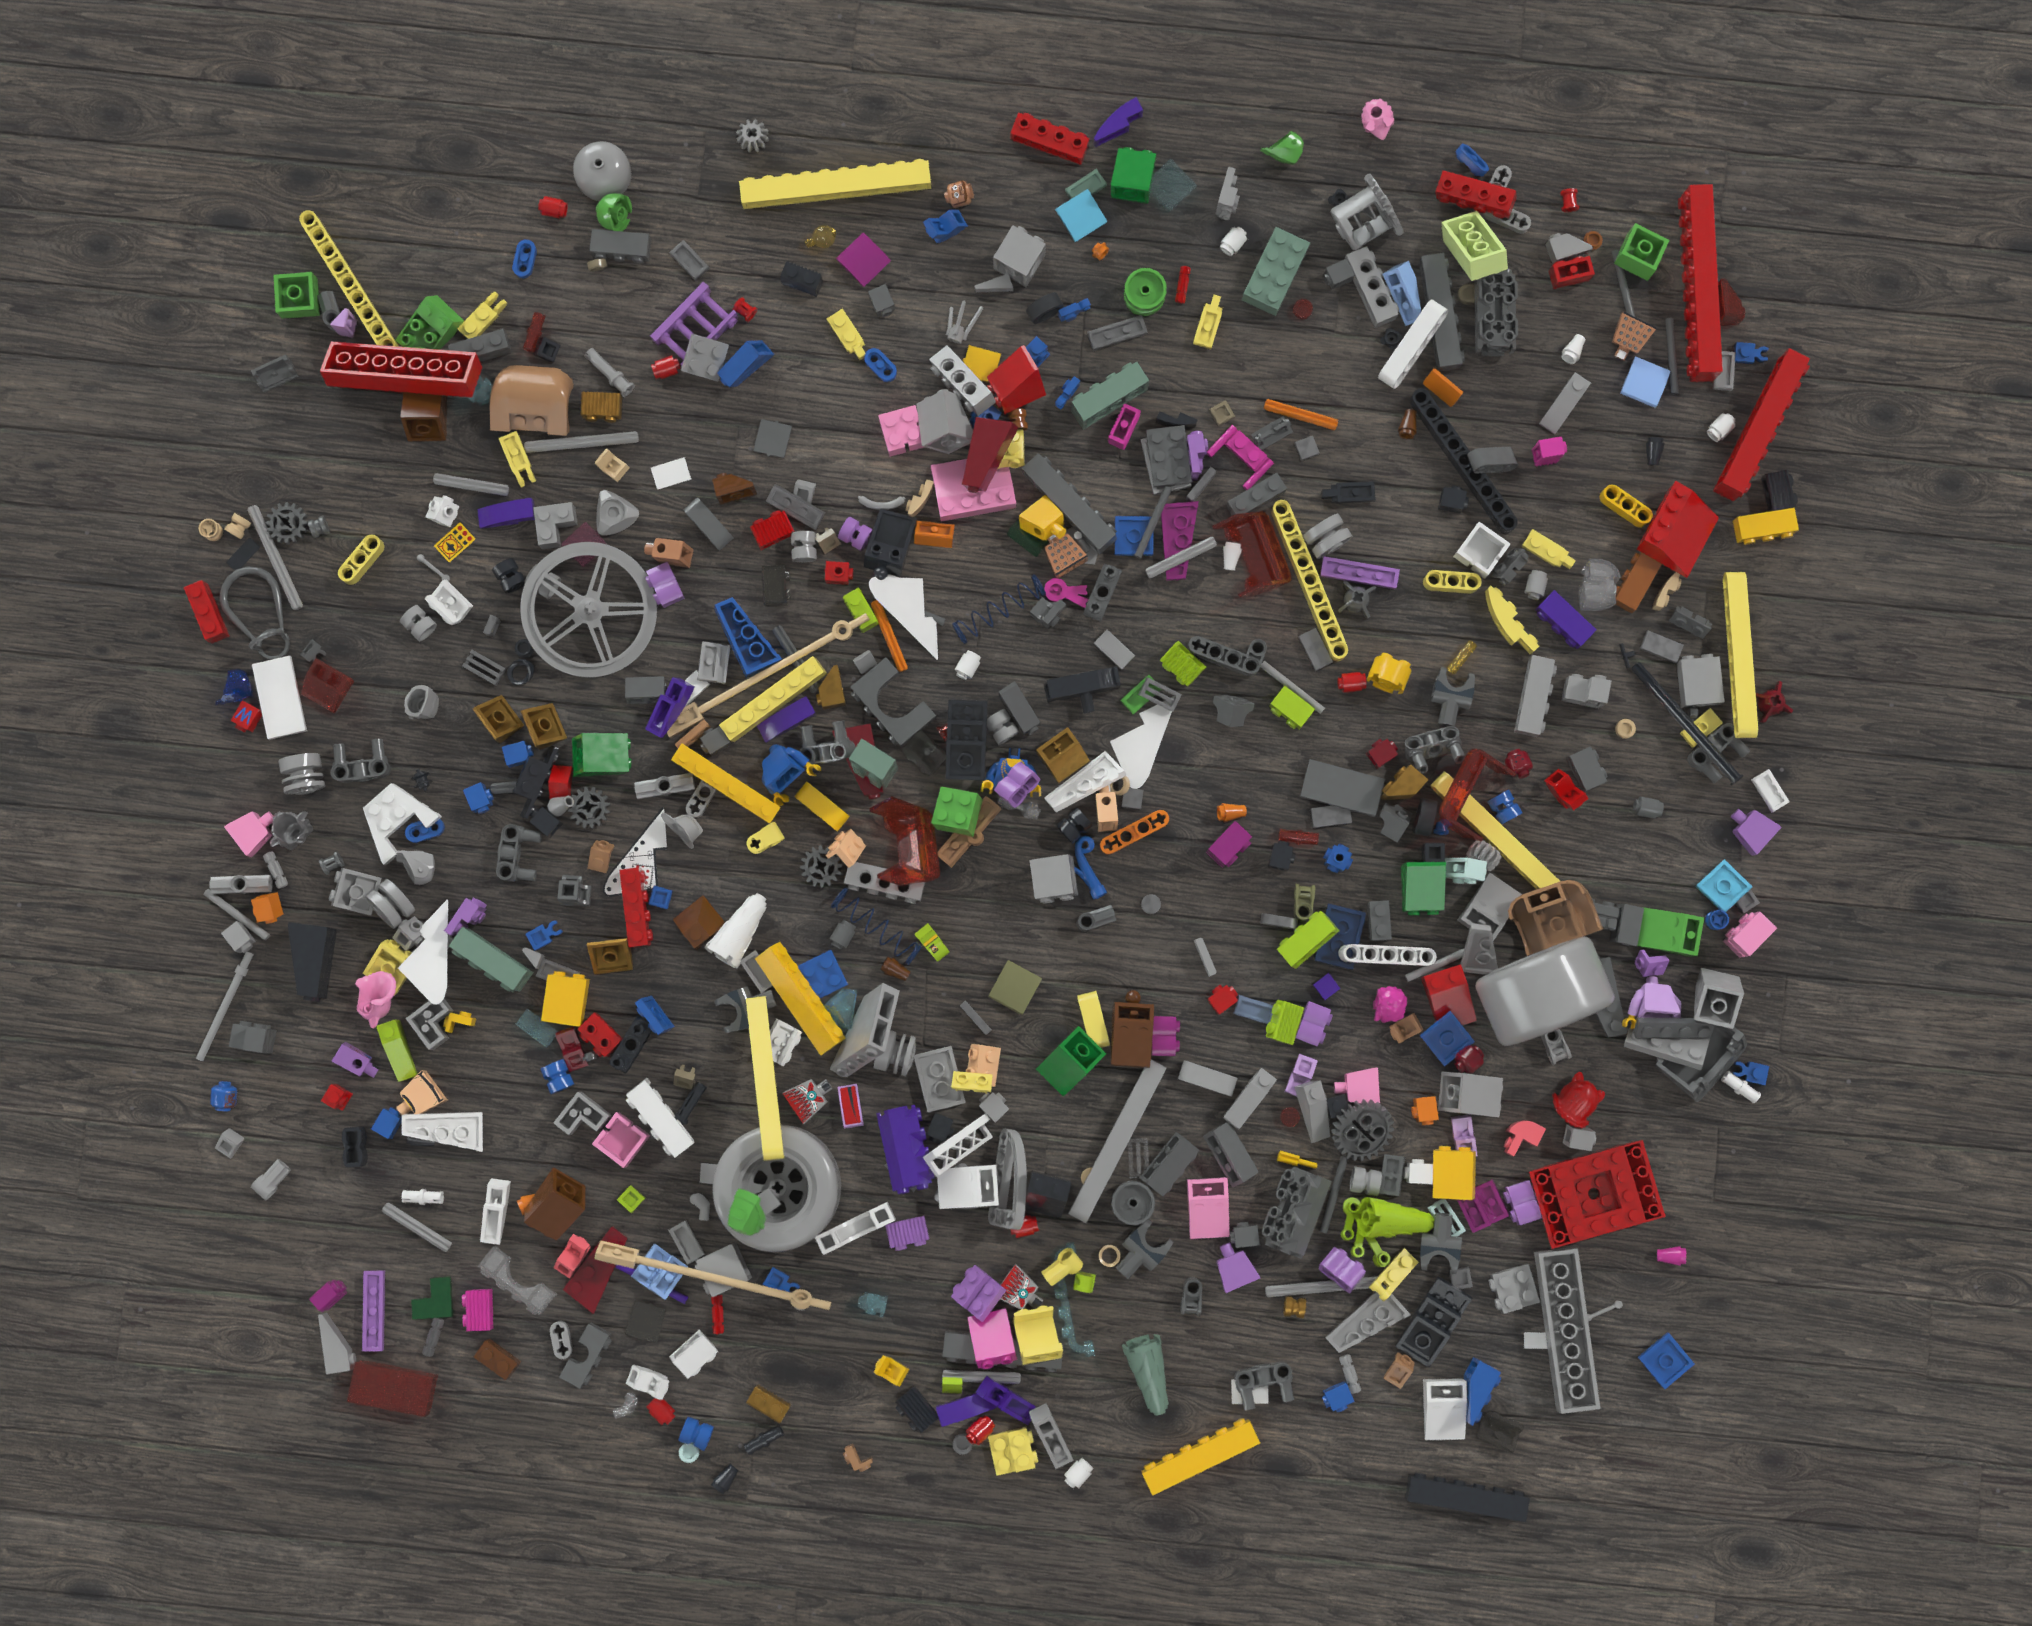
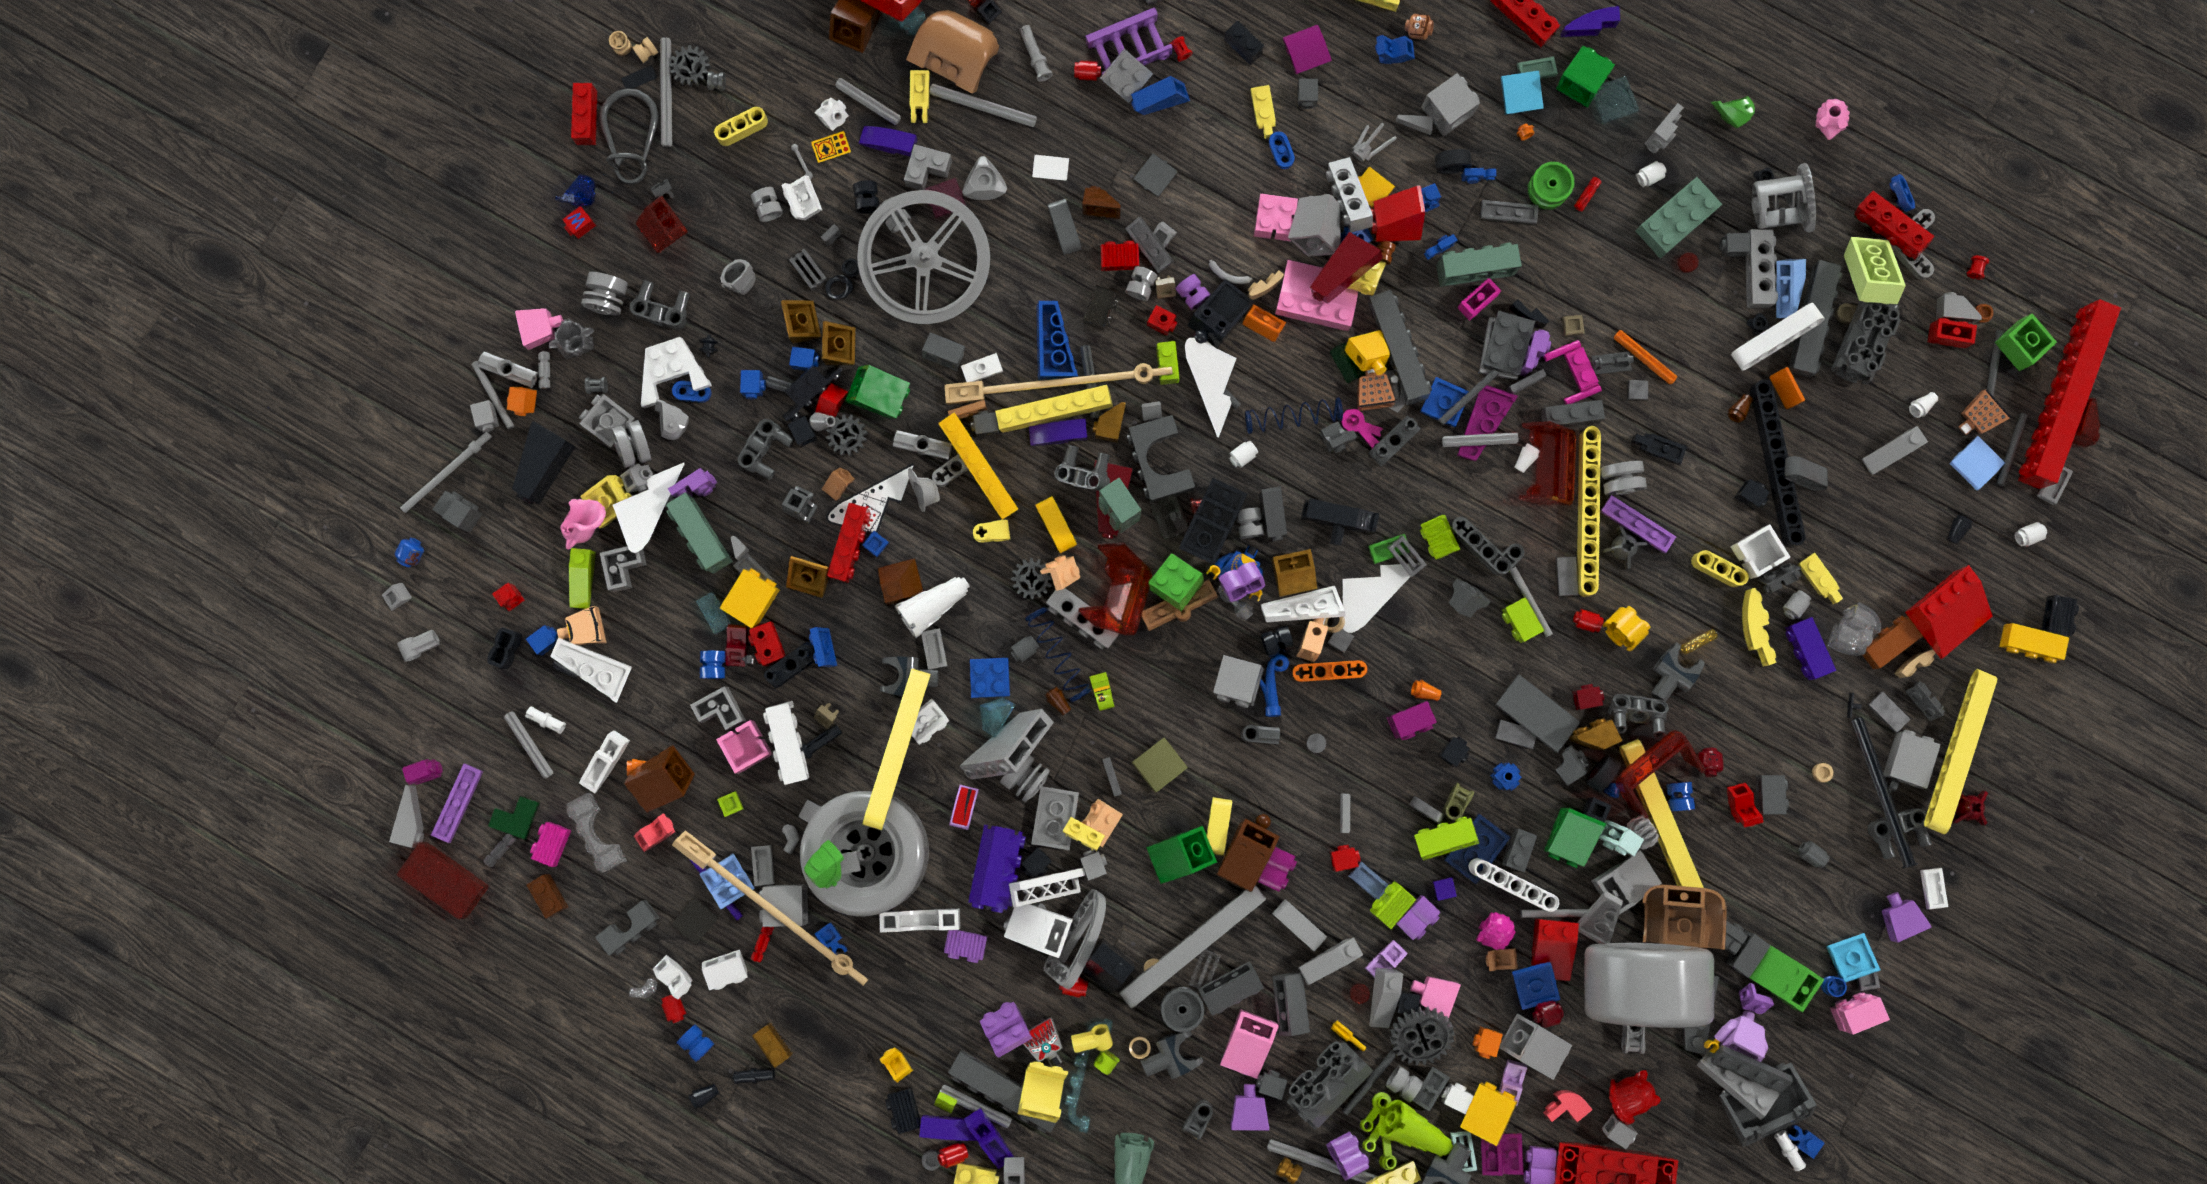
camera: 25 degrees right, 0 degrees up
(279, 697) = (615, 218): white tile -> none
(346, 1058) = (532, 565): medium lavender torso -> none
(463, 1018) = (652, 575): yellow bracket -> none
(541, 936) = (753, 532): blue plate -> none
(556, 1341) = (607, 902): light grey beam -> none
(593, 1276) = (664, 860): dark red wing -> none
(601, 406) = (1014, 80): pearl gold brick -> none
(611, 465) = (1000, 137): tan bracket -> none
(665, 585) = (1001, 264): medium lavender brick -> none
(669, 706) = (958, 375): dark purple slope -> none
(670, 551) = (1019, 237): nougat torso -> none
(688, 1453) = (681, 1057): light aqua tile -> none
(713, 662) = (1014, 353): light grey plate -> none
(782, 769) = (1035, 475): blue torso -> none
(800, 998) = (961, 689): yellow brick -> none
(807, 1098) = (928, 783): torso -> none
(822, 237) = (1279, 13): clear yellow piece -> none
(852, 1457) = (826, 1127): medium nougat bracket -> none
(873, 1303) = (906, 995): clear light blue brick -> none
(889, 636) = (1183, 402): orange axle -> none
(992, 1339) = (999, 1078): panel -> none
(1114, 649) = (1382, 497): light grey tile -> none
(1208, 324) = (1596, 239): light yellow hinge -> none
(1298, 837) = (1478, 741): clear red pin -> none
(1535, 695) = (1752, 706): light grey brick -> none
(1549, 451) = (1861, 487): dark pink brick -> none
(1586, 692) = (1802, 724): light grey brick -> none
(1635, 506) = (1902, 564): yellow beam -> none
(1706, 723) = (1902, 800): light yellow plate -> none
(1717, 998) = (1805, 1059): light grey slope -> none
(1747, 353) = (2083, 477): blue plate -> none
(1761, 425) = (2071, 548): red brick -> none

